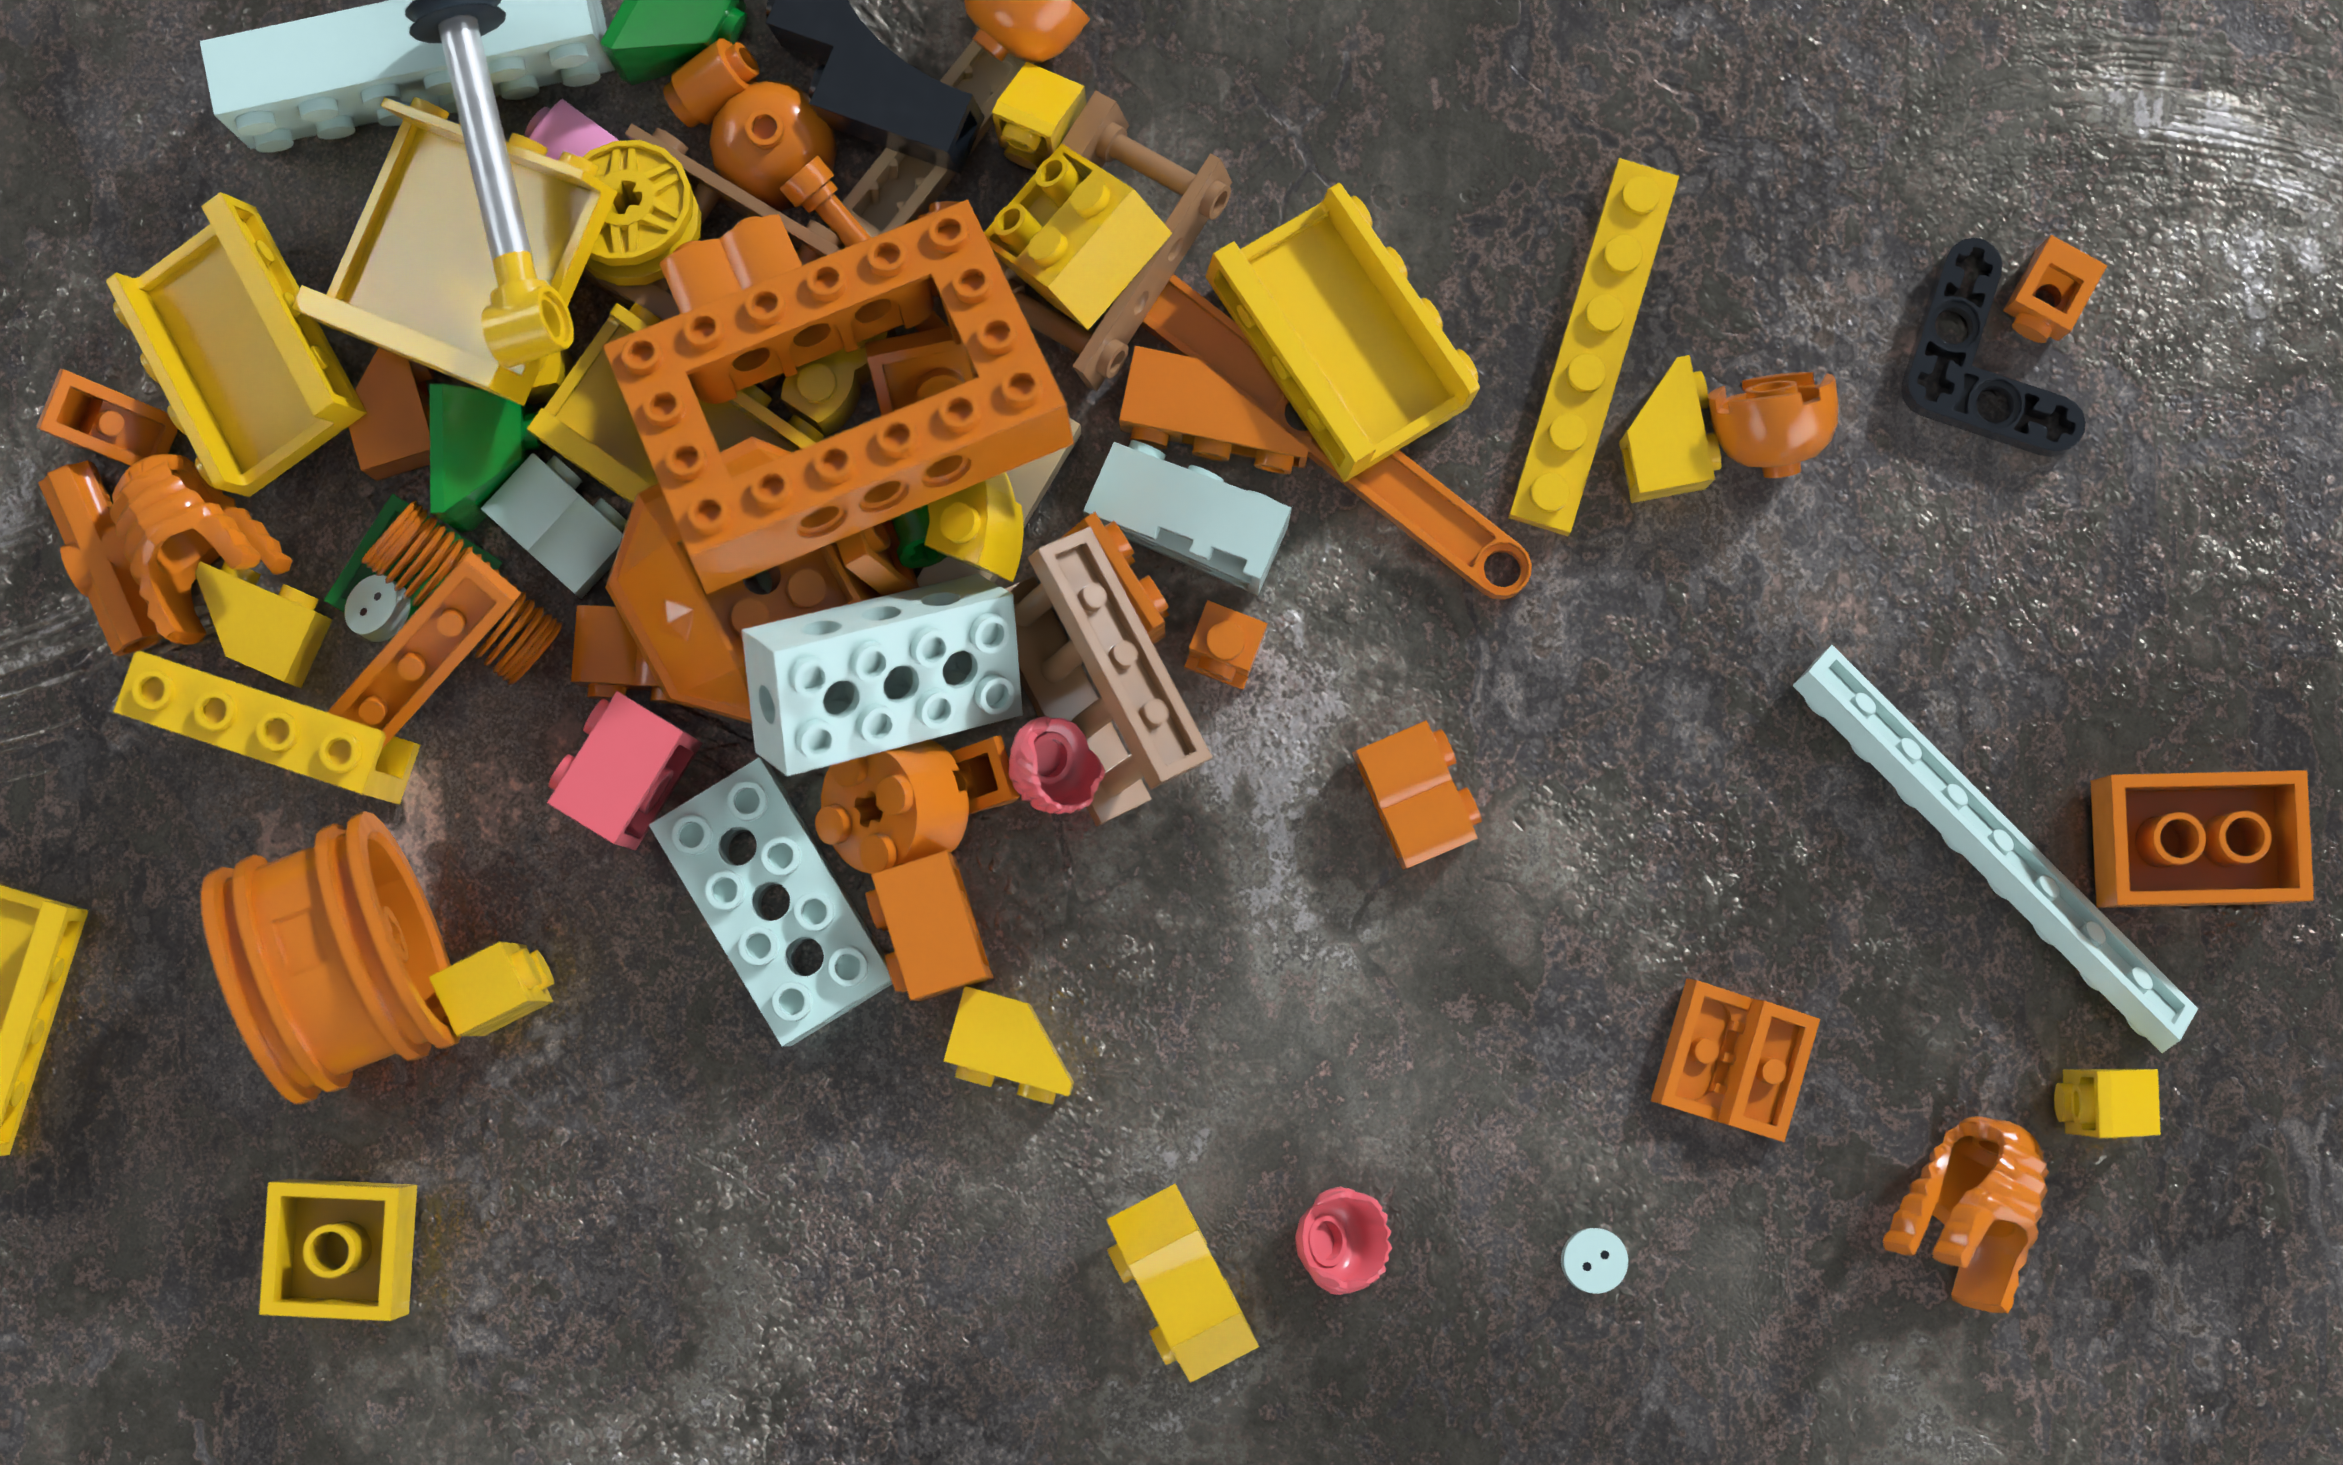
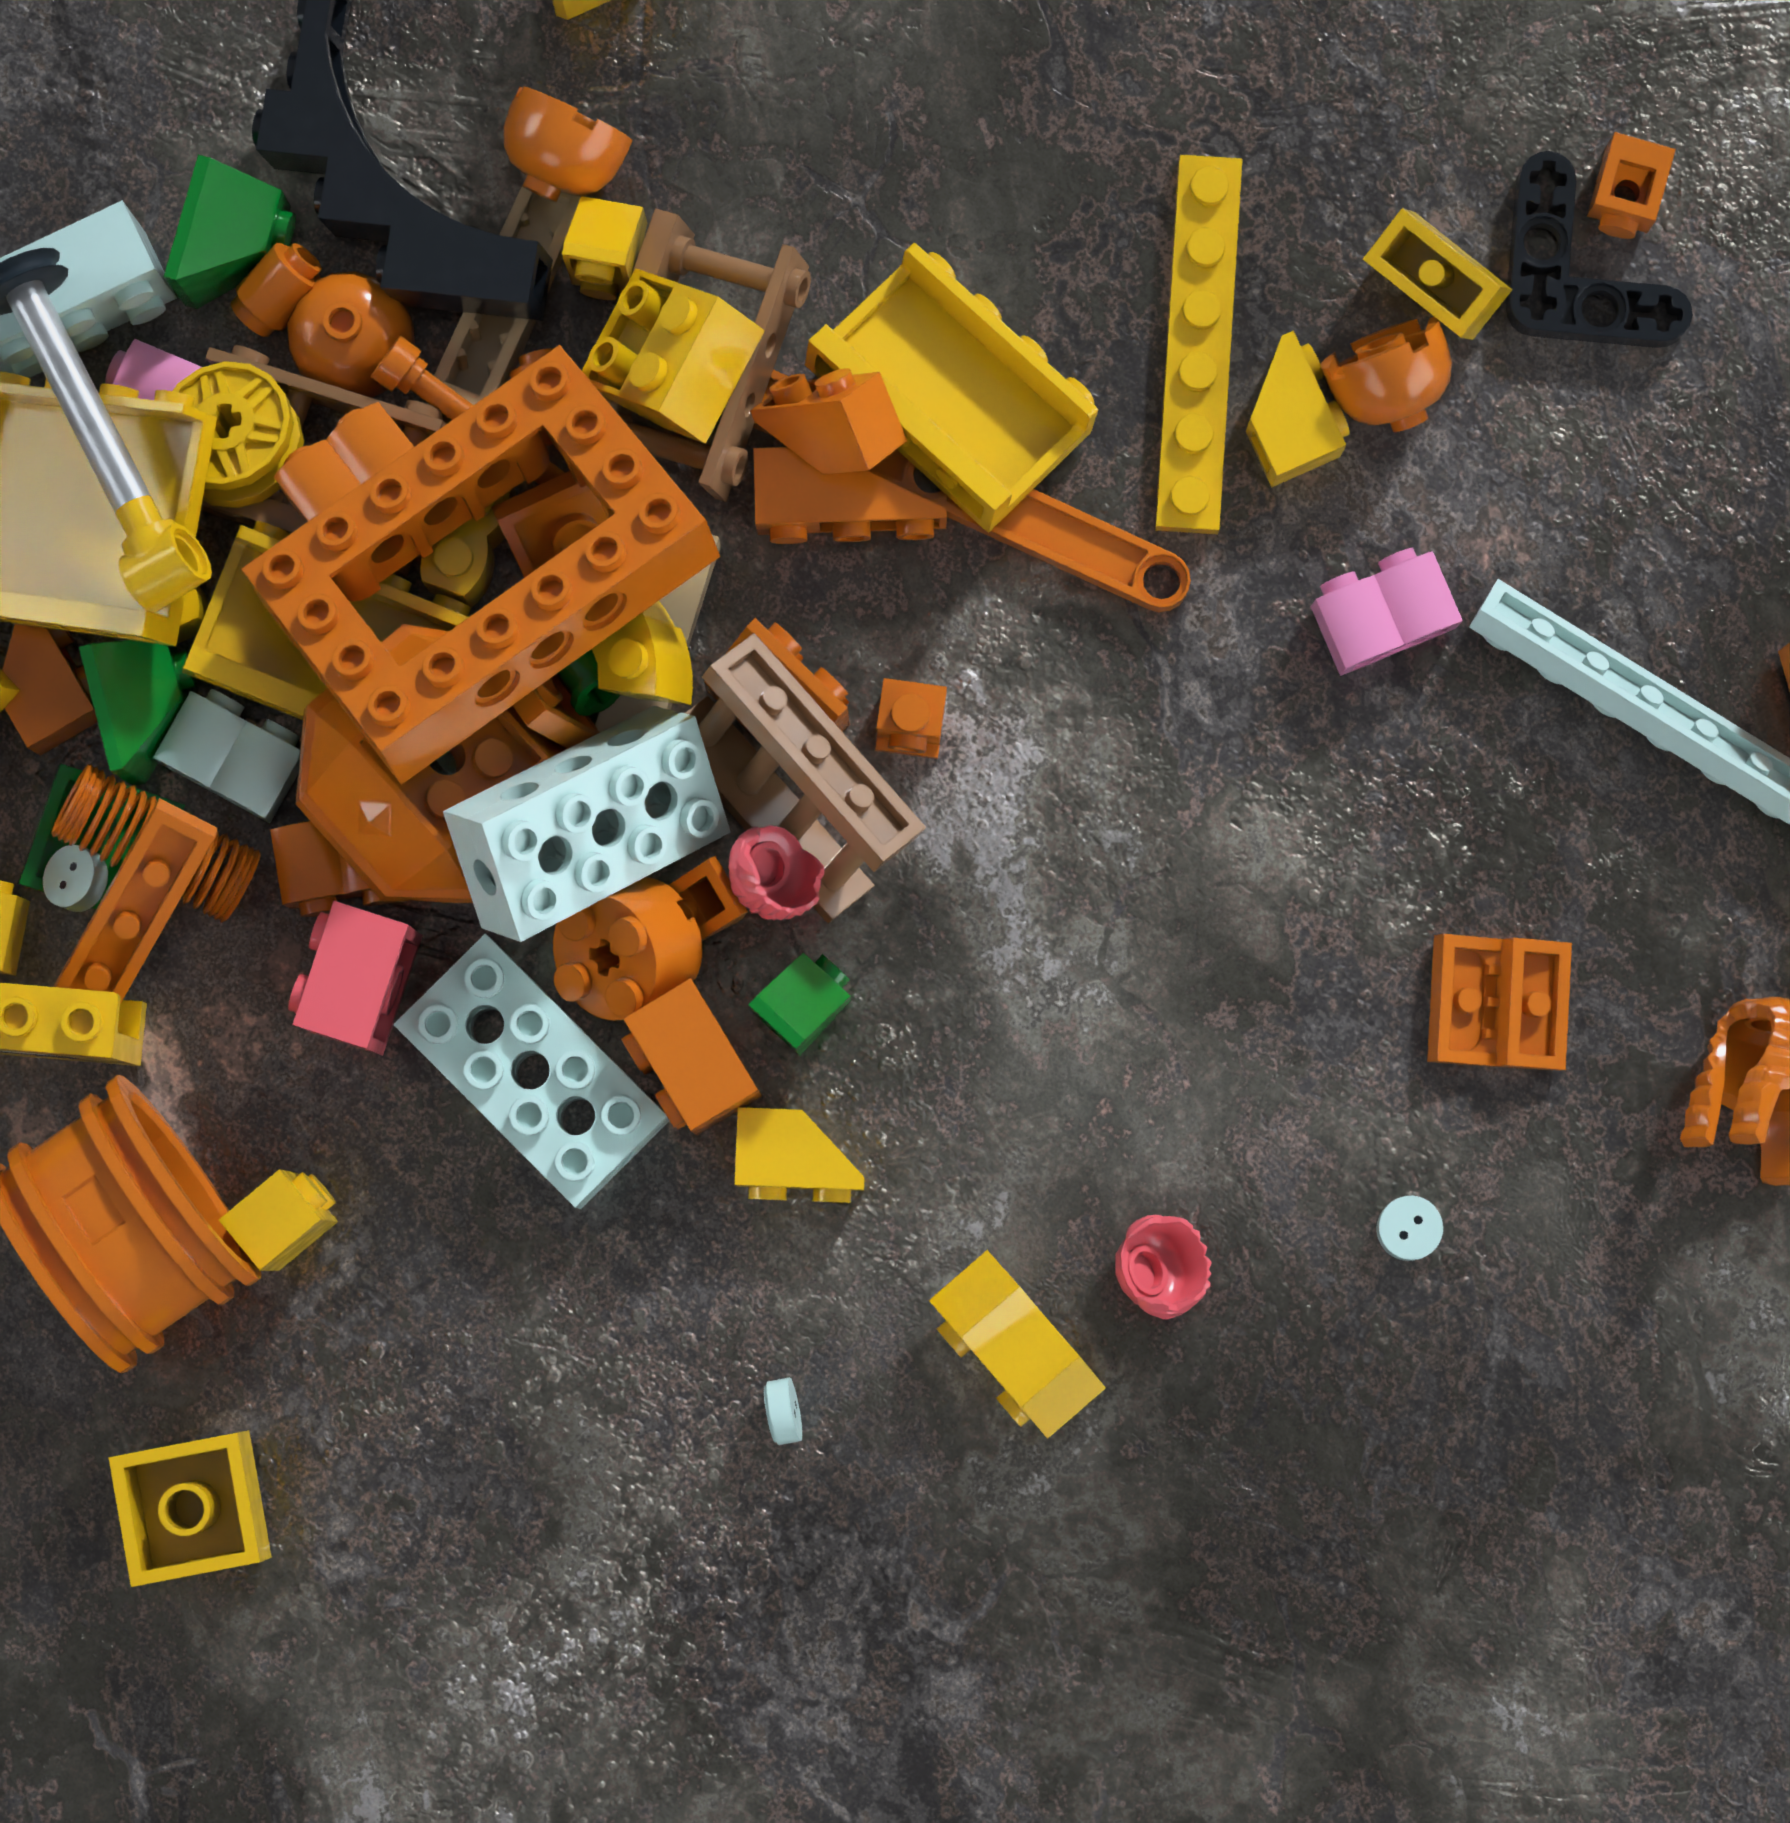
camera: 15 degrees left, 0 degrees up
(938, 1293) = (783, 1411): none -> light aqua tile
(1053, 896) = (802, 1001): none -> green slope
(1189, 515) = (846, 600): light aqua wedge -> none
(1219, 336) = (833, 420): none -> orange slope
(1416, 793) = (1130, 818): orange brick -> none
(1714, 650) = (1385, 611): none -> bright pink brick
(1843, 333) = (1437, 274): none -> yellow brick

